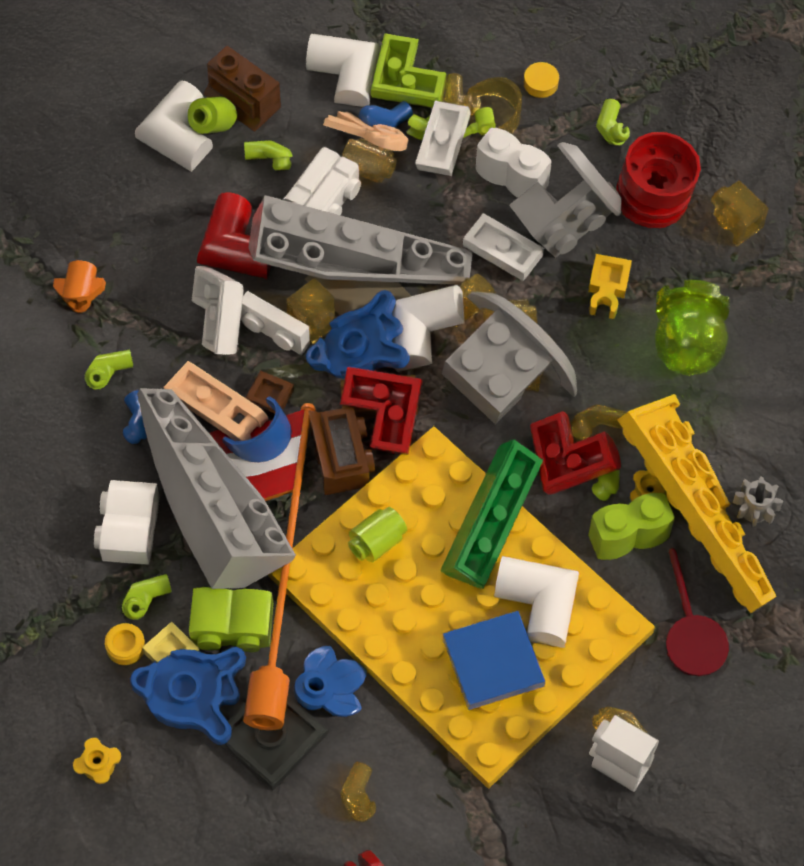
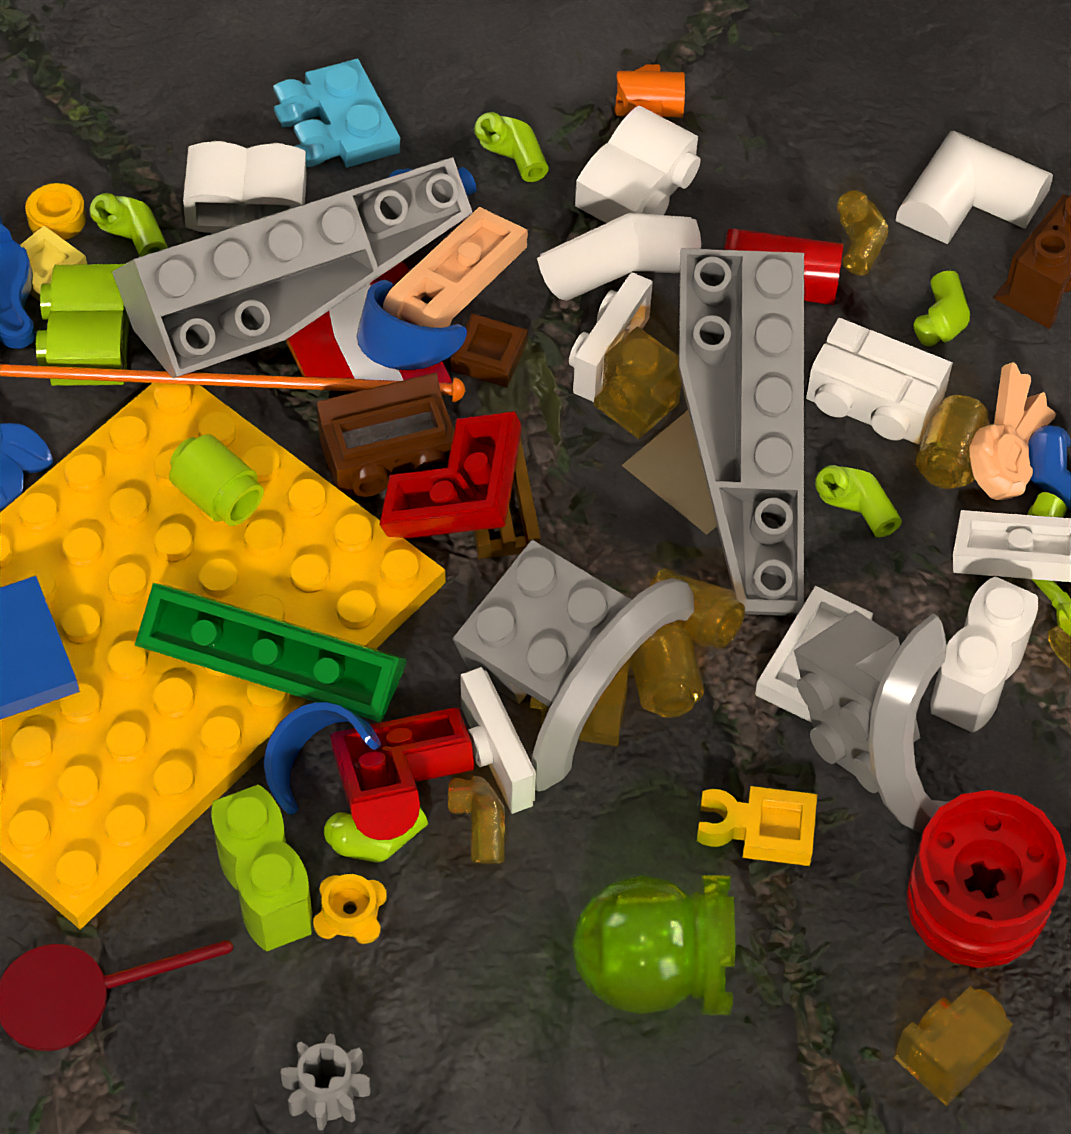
camera: 85 degrees right, 5 degrees down
(65, 462) = (350, 112): none -> medium azure plate
(145, 297) = (638, 168): none -> white brick
(202, 184) = (865, 228): none -> clear yellow arm
(211, 115) = (990, 215): lime brick -> none
(361, 340) = (582, 449): blue tile -> none
(395, 211) = (860, 493): none -> lime arm
(424, 314) = (635, 523): white brick -> none
(538, 500) = (292, 735): none -> blue helmet
(548, 590) = (115, 742): white brick -> none
(569, 399) = (496, 740): none -> white plate
(697, 494) = (343, 951): yellow wing -> none

